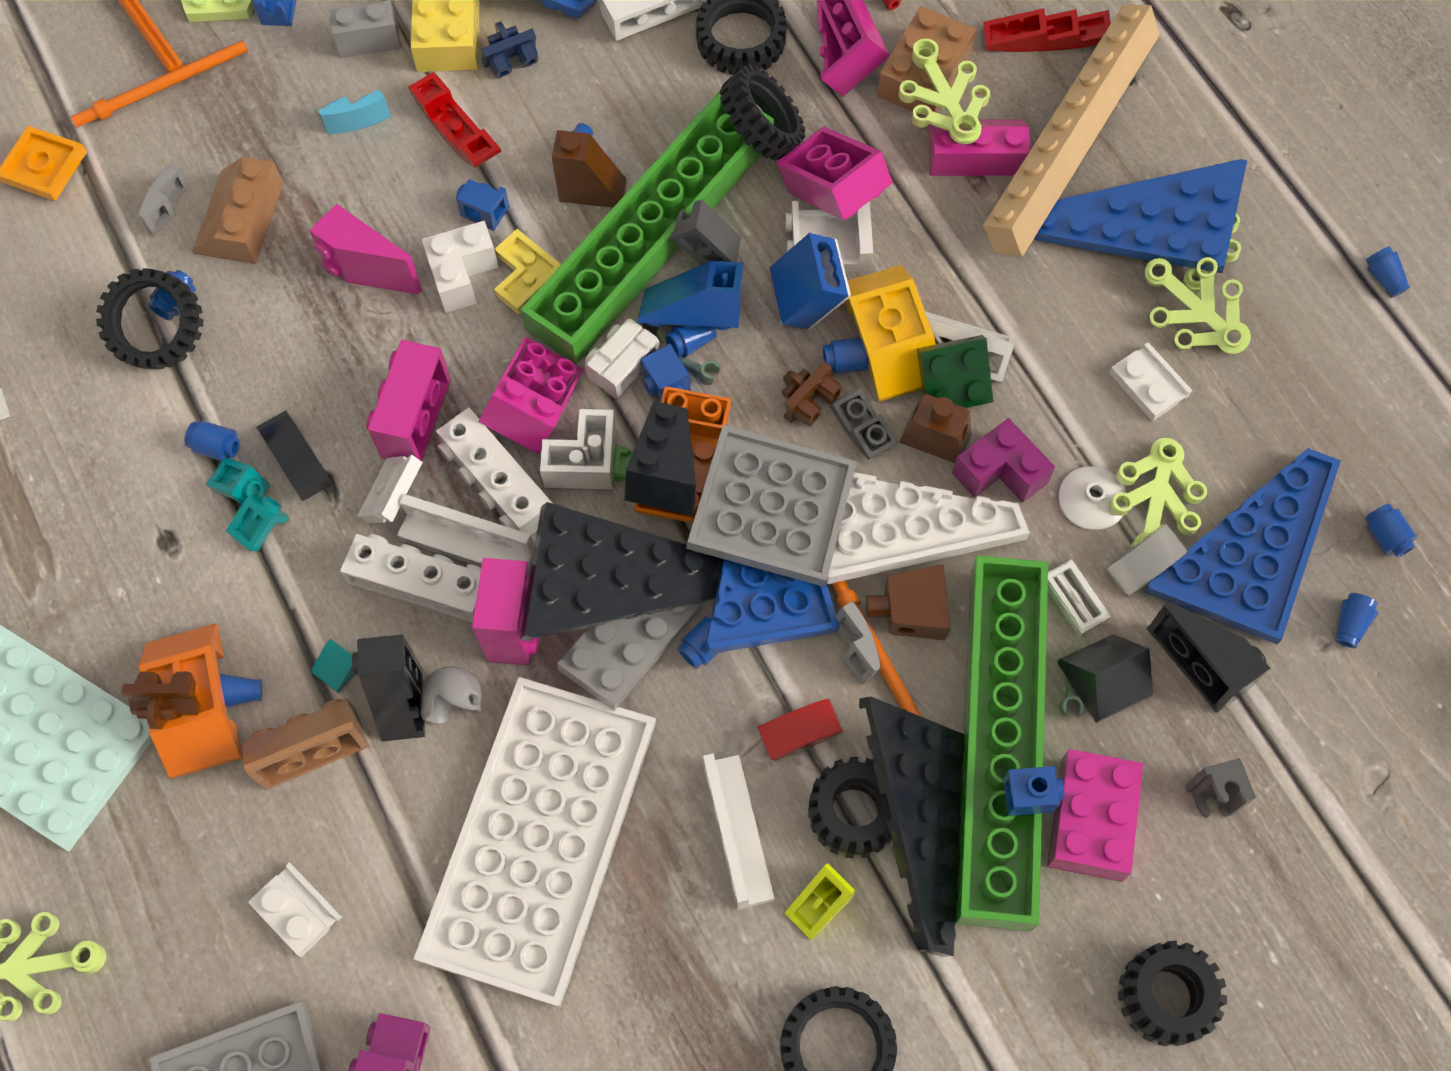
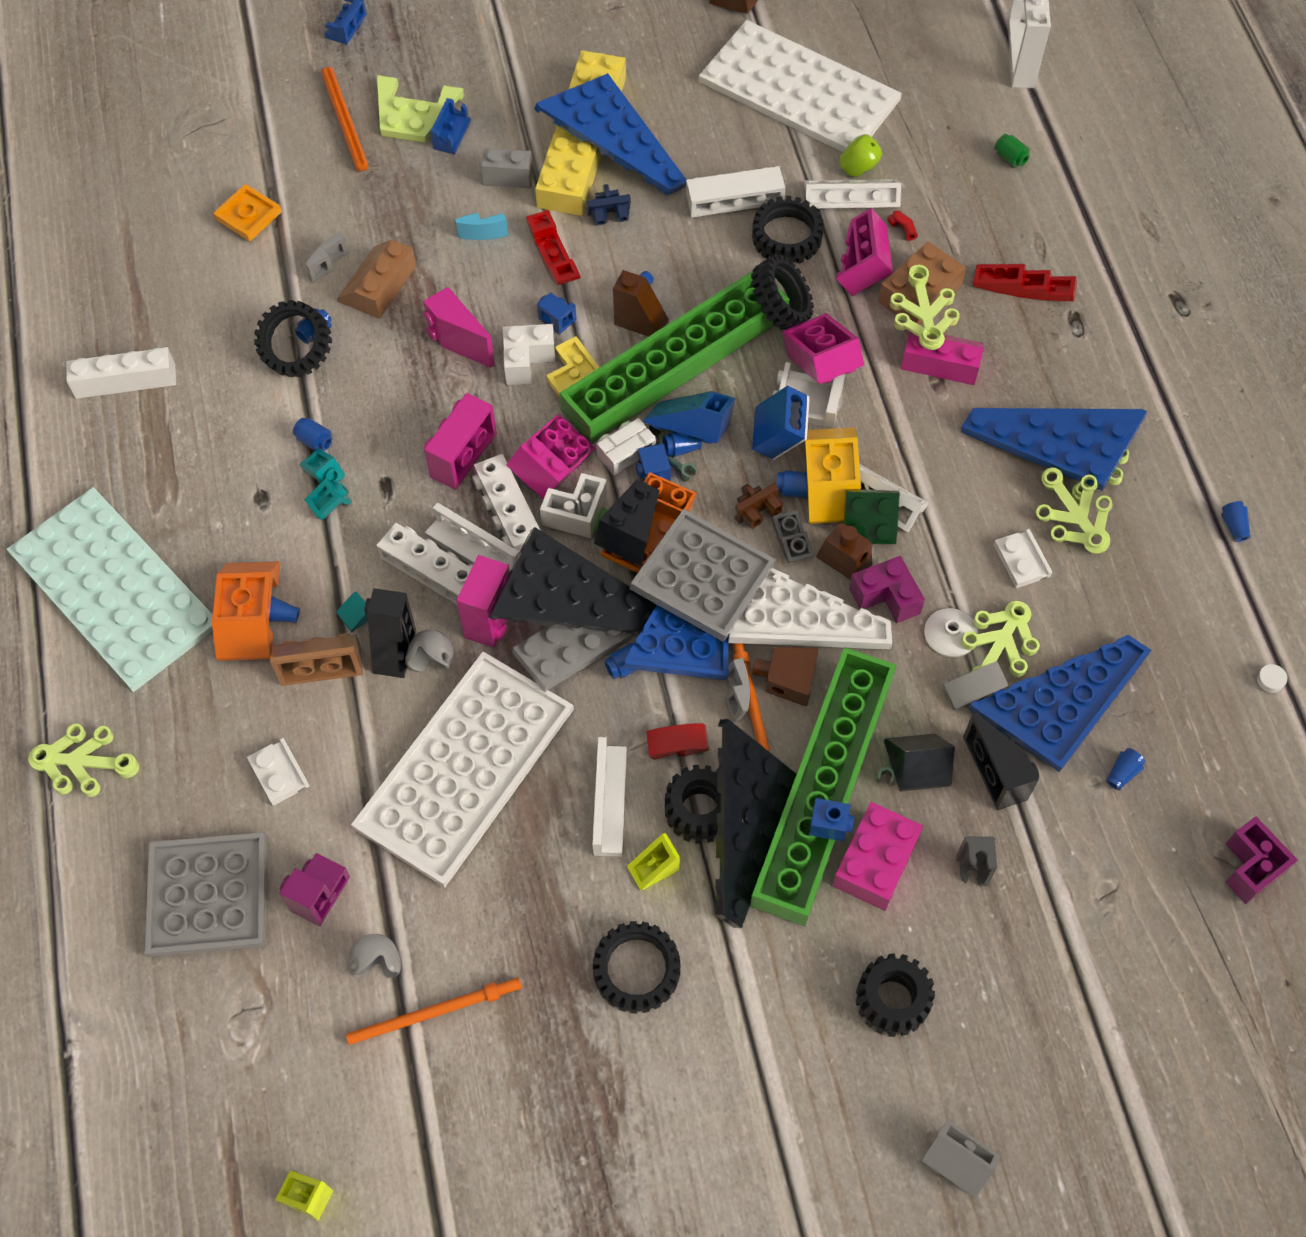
camera: 15 degrees right, 5 degrees down
(103, 109) = (301, 184): orange bar -> none
(159, 701) = (226, 599): reddish brown hips -> none
(294, 455) = (368, 459): black slope -> none
(389, 488) = (427, 498): white plate -> none
(706, 235) = (713, 371): dark grey hinge -> none
(1065, 606) = (920, 720): white tile -> none
(1071, 131) = (1017, 358): tan brick -> none
(1391, 530) = (1175, 711): blue brick -> none

